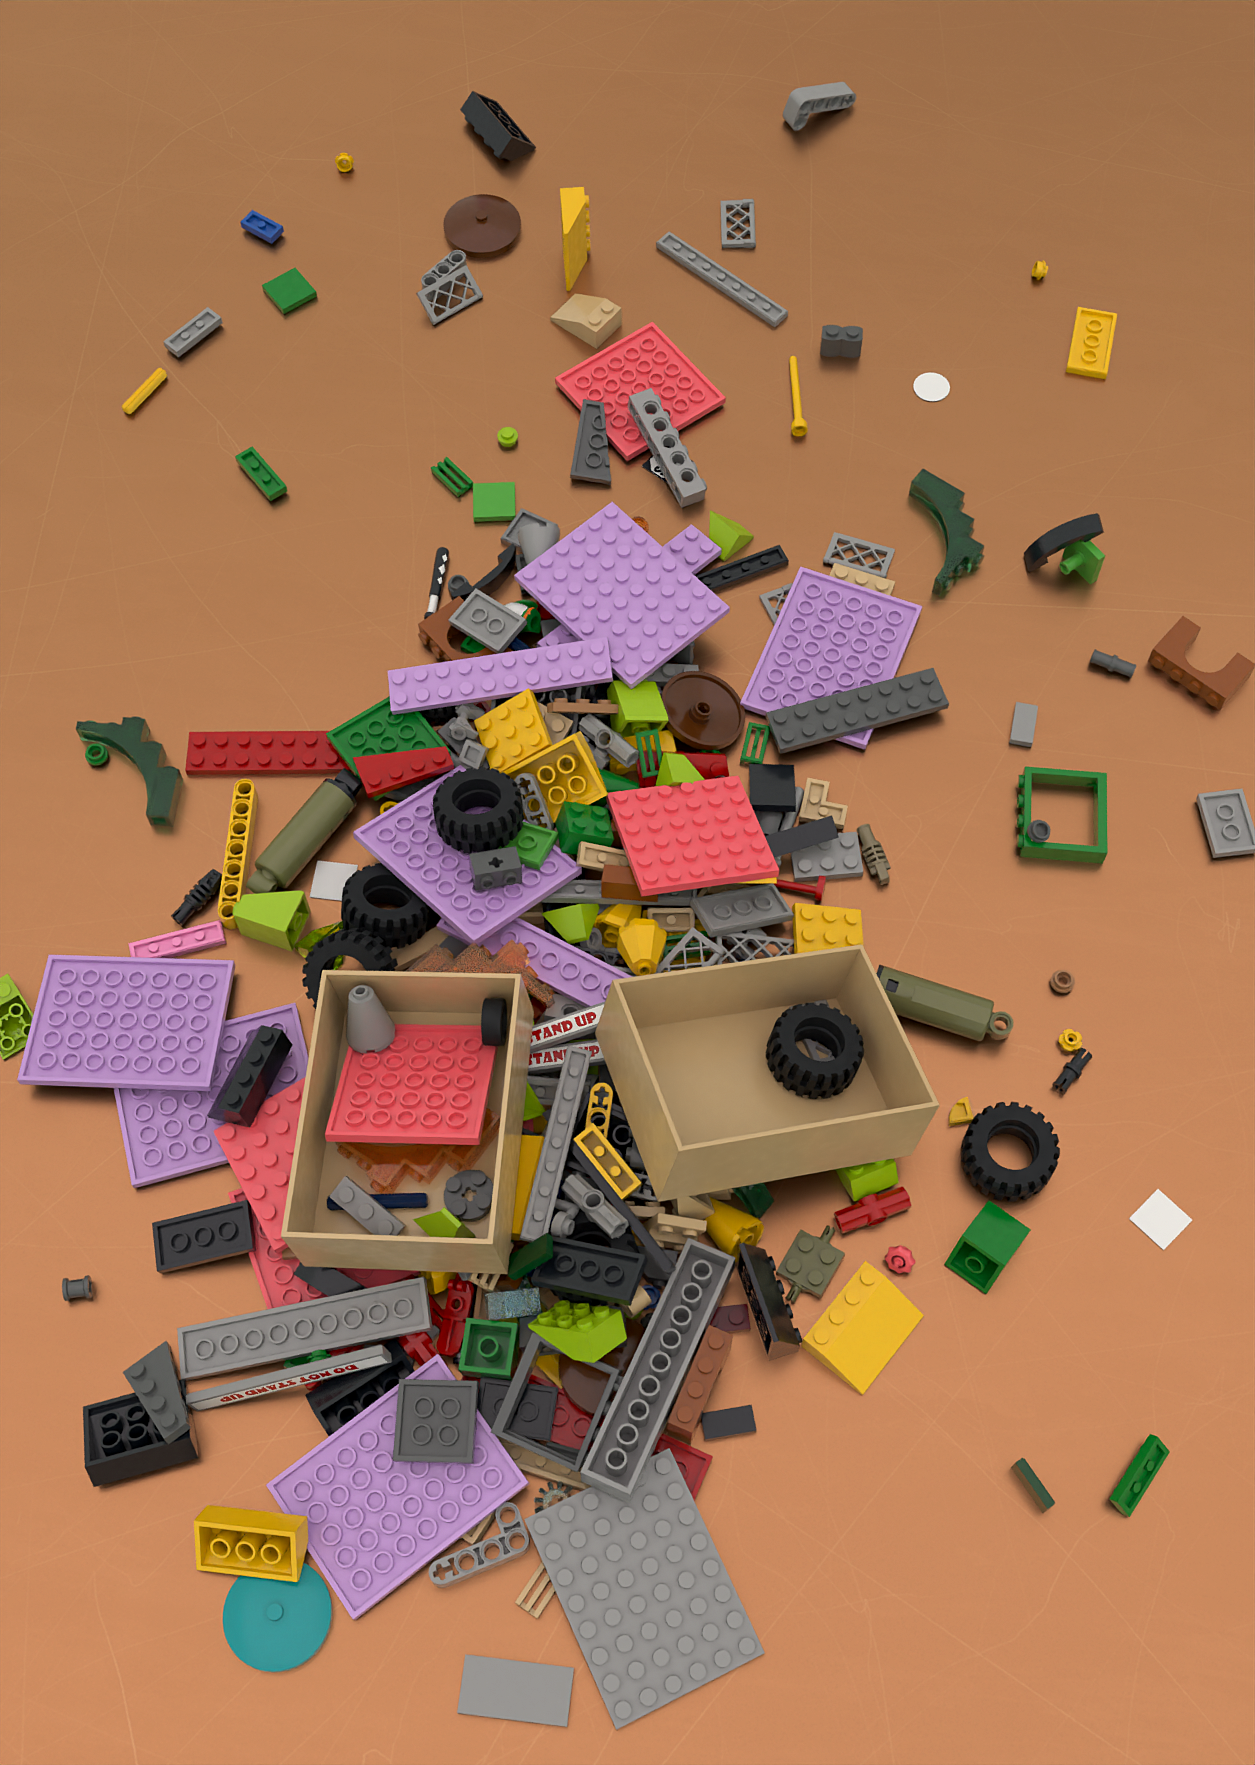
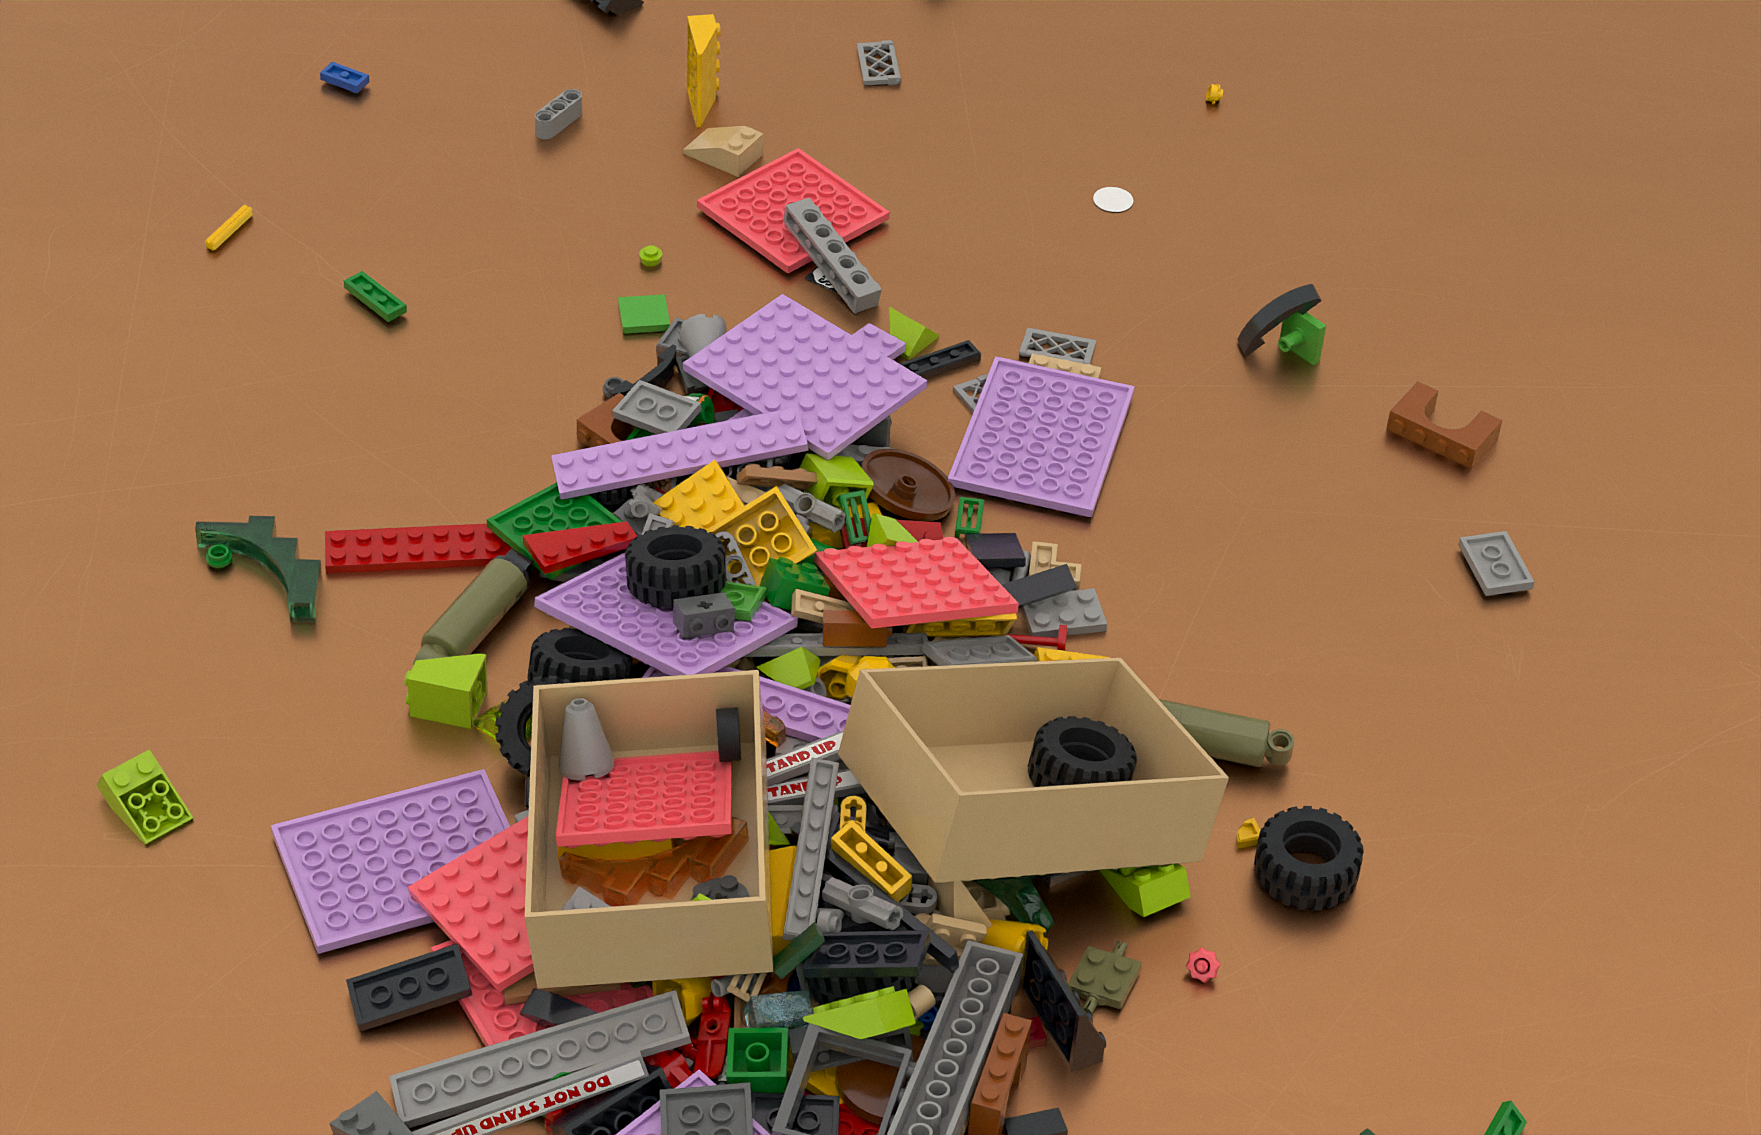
camera: 10 degrees left, 20 degrees down
(77, 1288) = (265, 1047): dark grey bush -> none
(128, 1023) = (292, 794): lavender plate -> none
(180, 942) = (336, 726): bright pink tile -> none
(193, 332) = (278, 172): light grey plate -> none
(197, 897) = (356, 680): black hinge -> none
(236, 843) = (397, 637): yellow beam -> none
(251, 1077) = (447, 828): black slope -> none
(289, 290) = (383, 134): green tile -> none
(331, 879) = (508, 662): white sticker -> none
(344, 167) = (434, 22): yellow plate -> none
(435, 287) = (546, 141): light grey window -> none
(439, 570) = (590, 381): black piece -> none
(453, 476) = (595, 290): green tile -> none
(482, 226) = (595, 70): reddish brown dish -> none
(591, 445) = (747, 258): dark grey wing -> none
(722, 279) = (868, 111): light grey tile -> none
(799, 425) = (973, 235): yellow piece -> none
(841, 341) = (1009, 159): dark grey brick -> none
(856, 710) = (1077, 478): dark grey plate -> none
(862, 1328) = (1170, 1029): yellow slope -> none
(872, 1210) = (1165, 923): red piece -> none
(874, 854) = (1116, 607): dark tan hinge -> none
(946, 507) = (1148, 302): clear green arch -> none
(987, 1246) = (1296, 947): green slope -> none
(1023, 724) = (1261, 488): light grey tile -> none
(1038, 831) = (1294, 571): dark grey plate -> none
(1062, 851) = (1317, 594): green window -> none
(1062, 975) = (1341, 710): medium nougat plate -> none
(1066, 1044) = (1358, 763): yellow plate -> none
(1072, 1070) = (1364, 789): black pin -> none
(1091, 343) = (1280, 155): yellow tile -> none
(1113, 663) = (1349, 429): dark grey pin -> none
(1160, 1219) = (1482, 918): white sticker -> none

